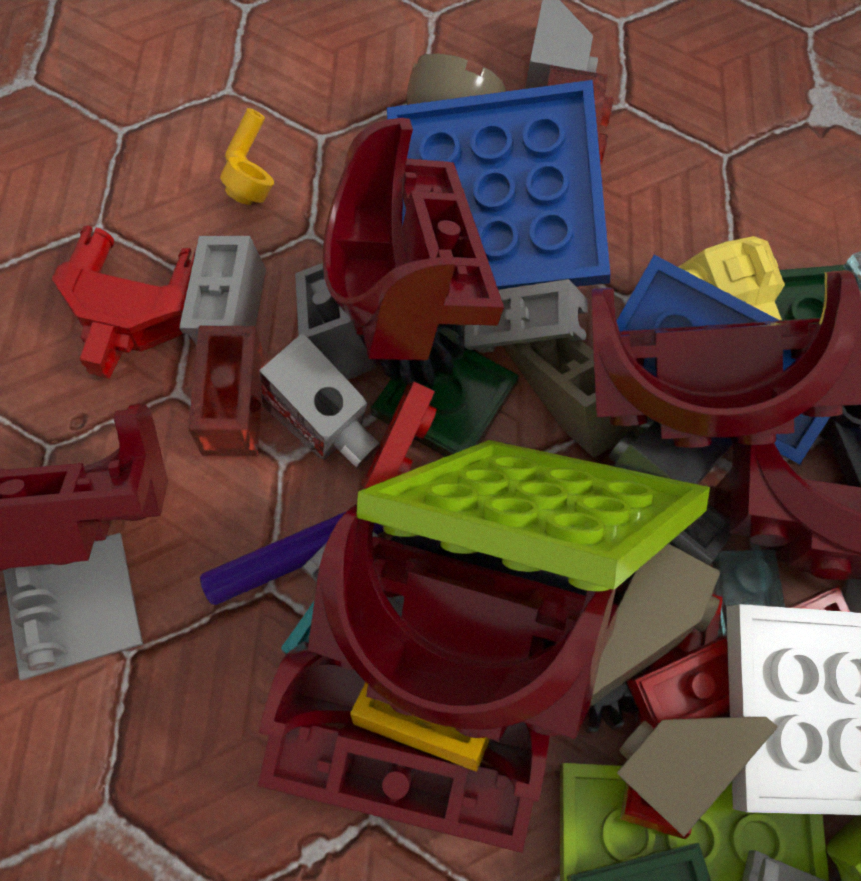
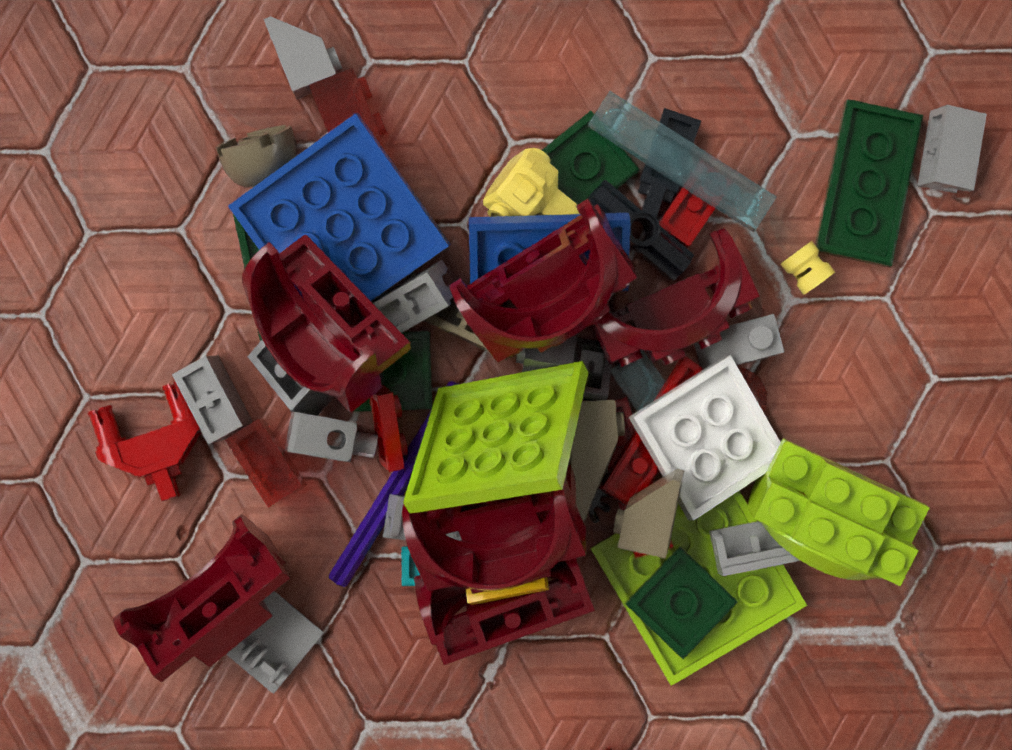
camera: 30 degrees left, 20 degrees up
(242, 178) = (160, 303): yellow plate -> none

